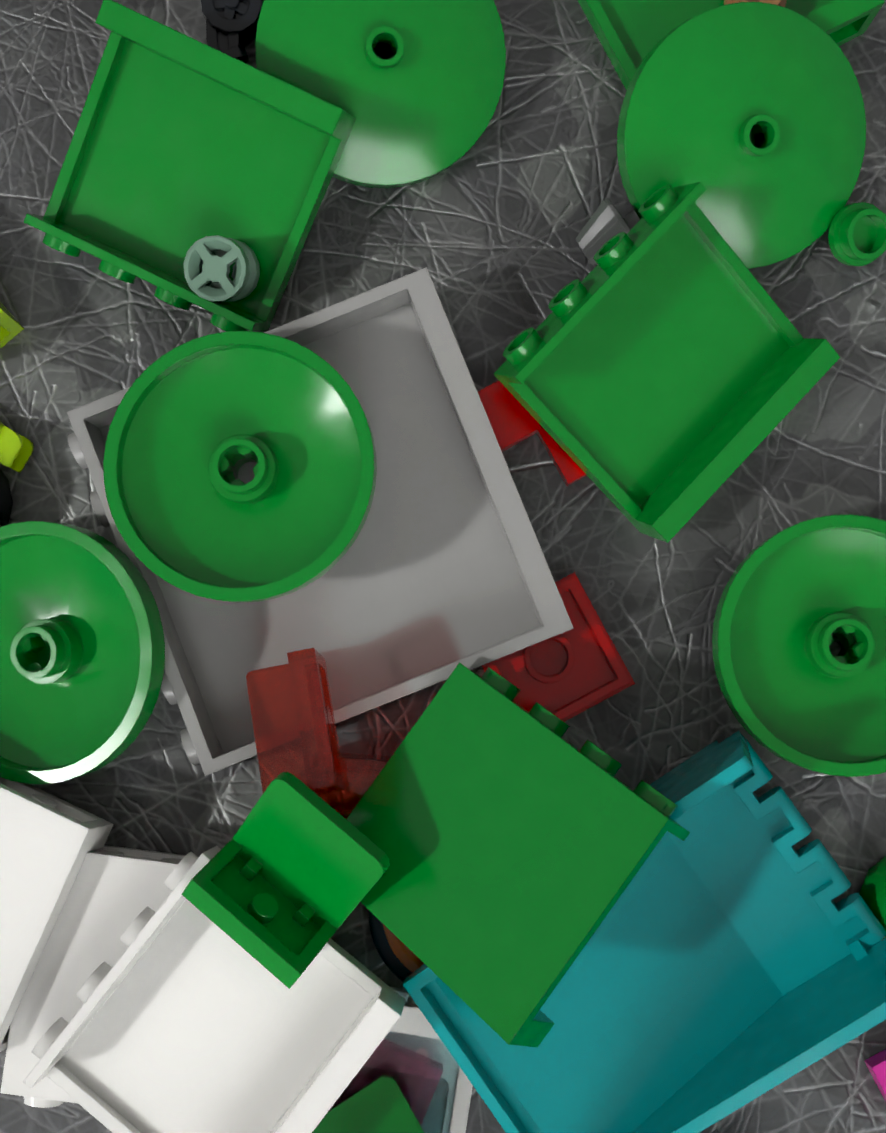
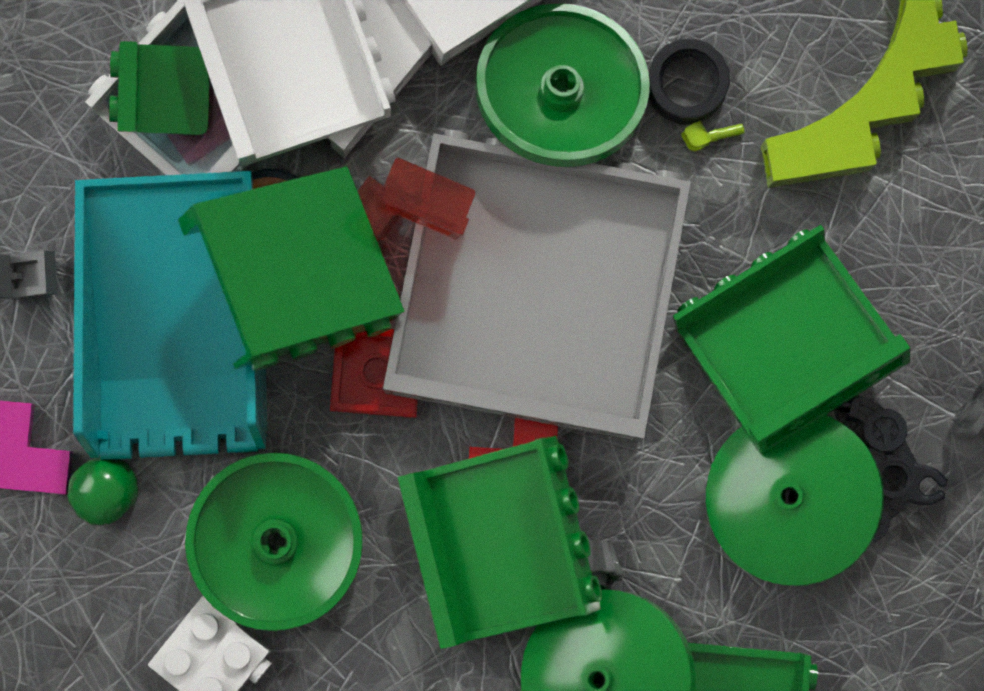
camera: 125 degrees right, 0 degrees up
(179, 457) = (598, 217): green dish -> none
(209, 264) = (718, 311): sand green wheel -> none
(287, 878) = (348, 144): green bracket -> none

